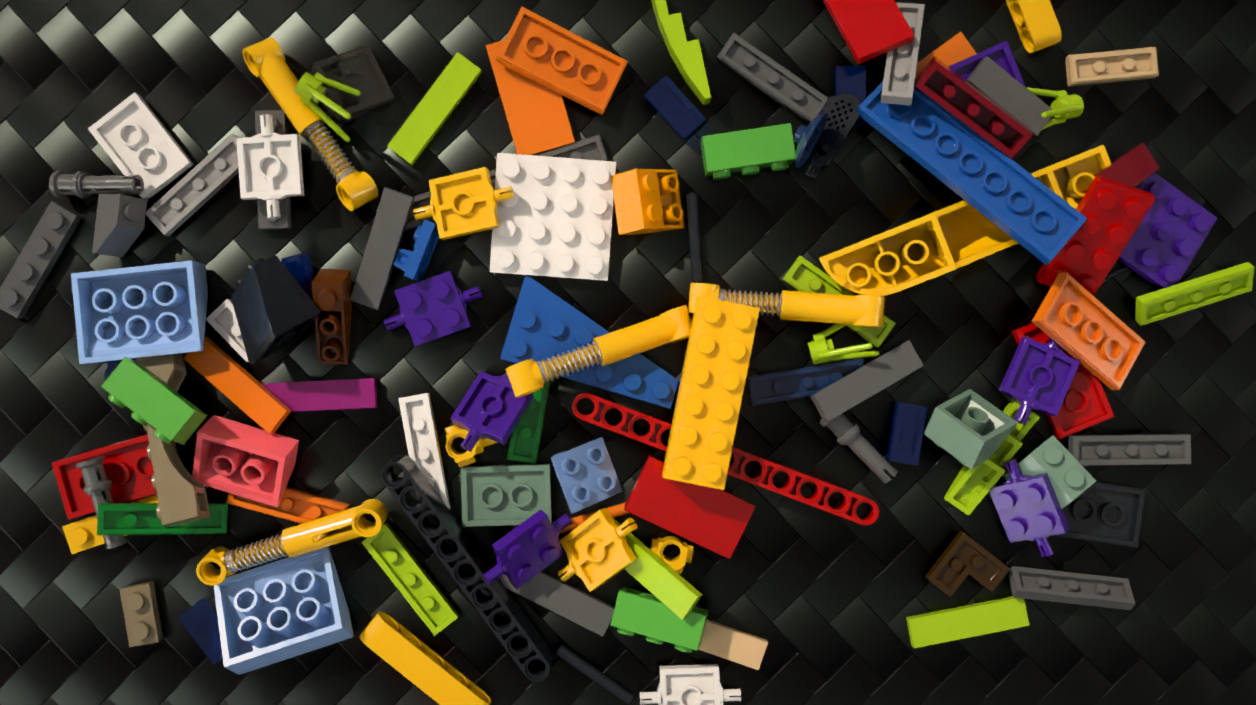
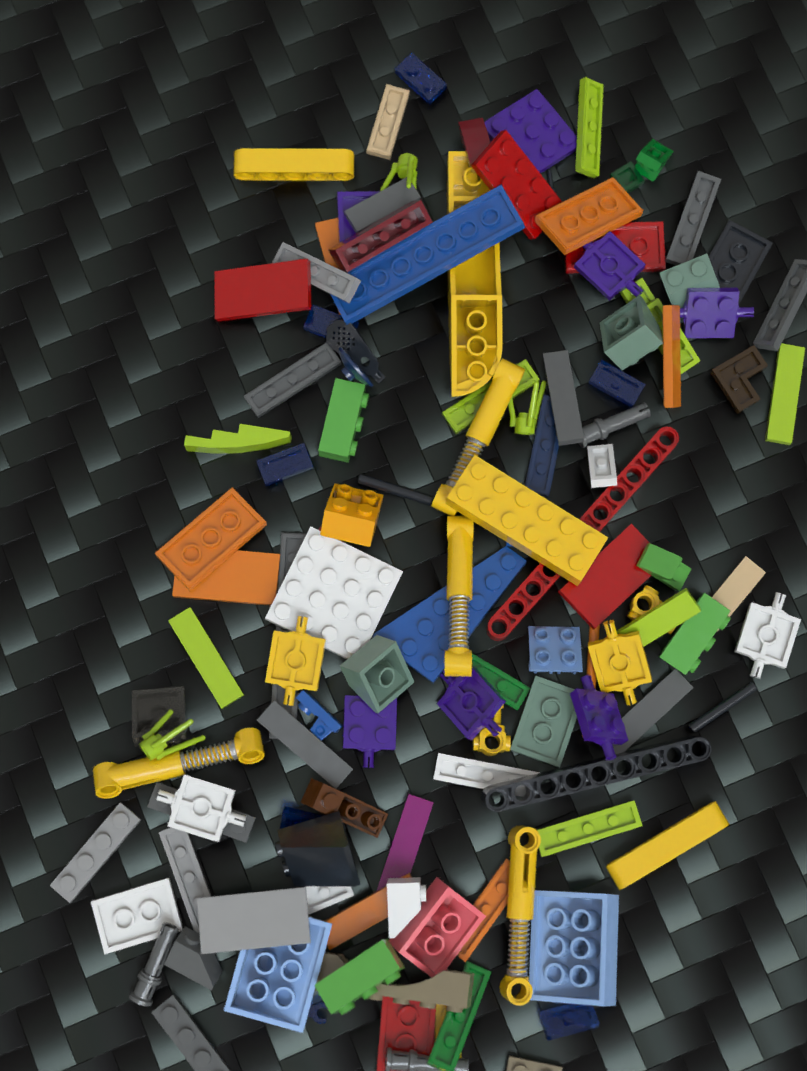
camera: 70 degrees left, 10 degrees down
(171, 267) = (253, 920): none -> light grey tile
(189, 77) = (95, 852): none -> light grey plate
(253, 416) = (404, 902): none -> white slope
(485, 296) = (377, 672): none -> sand green slope
(721, 559) = (664, 566): none -> bright green slope
(806, 451) = (602, 465): none -> white plate
(961, 483) = (671, 356): none -> orange tile
(1151, 359) = (628, 177): none -> dark green tile
(1178, 82) = (420, 78): none -> clear blue plate
(1183, 378) = (652, 159): none -> green slope

